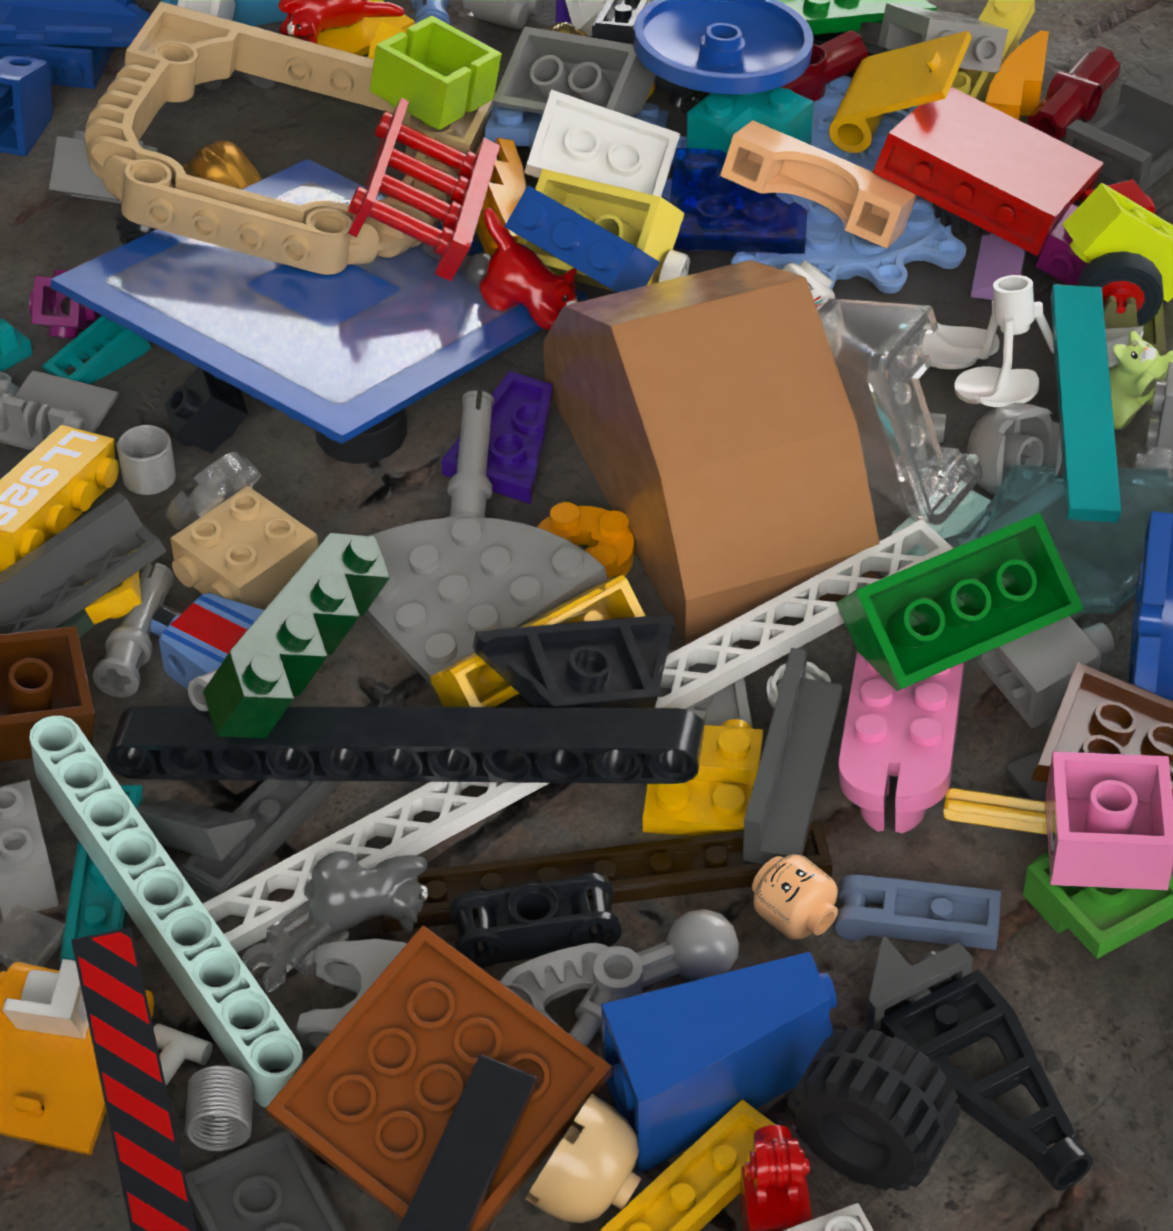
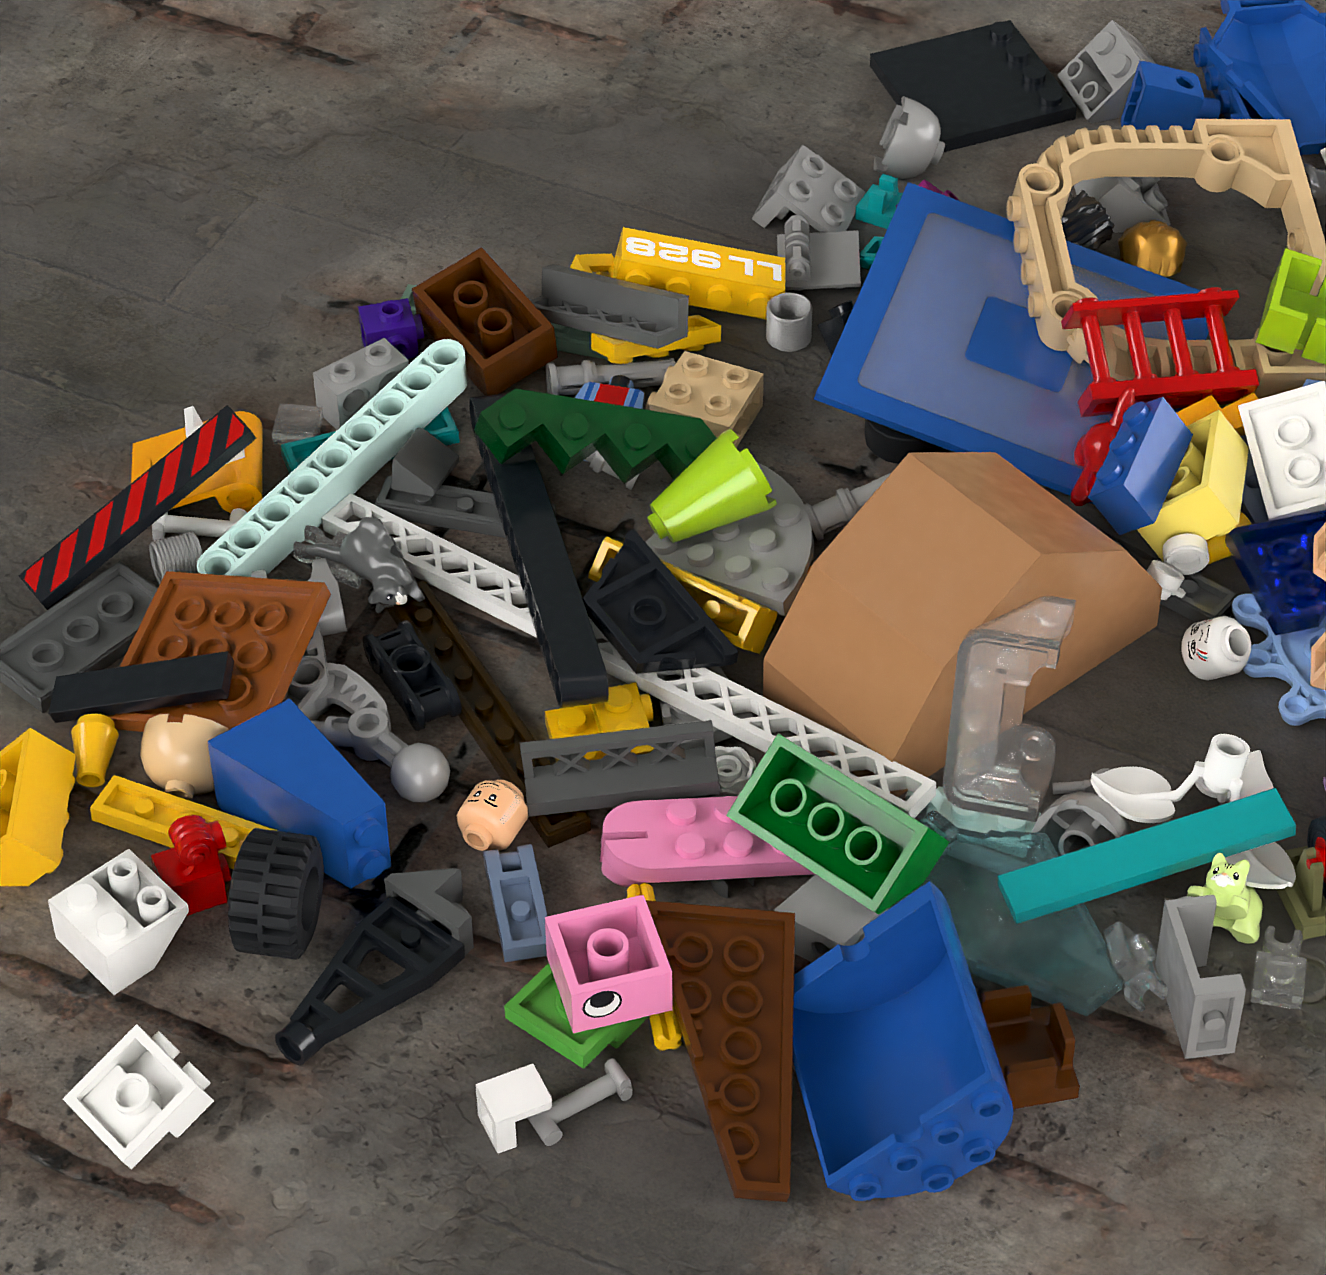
camera: 70 degrees right, 0 degrees up
(215, 486) = (756, 355): clear plate -> none
(429, 559) = (711, 492): none -> lime cone

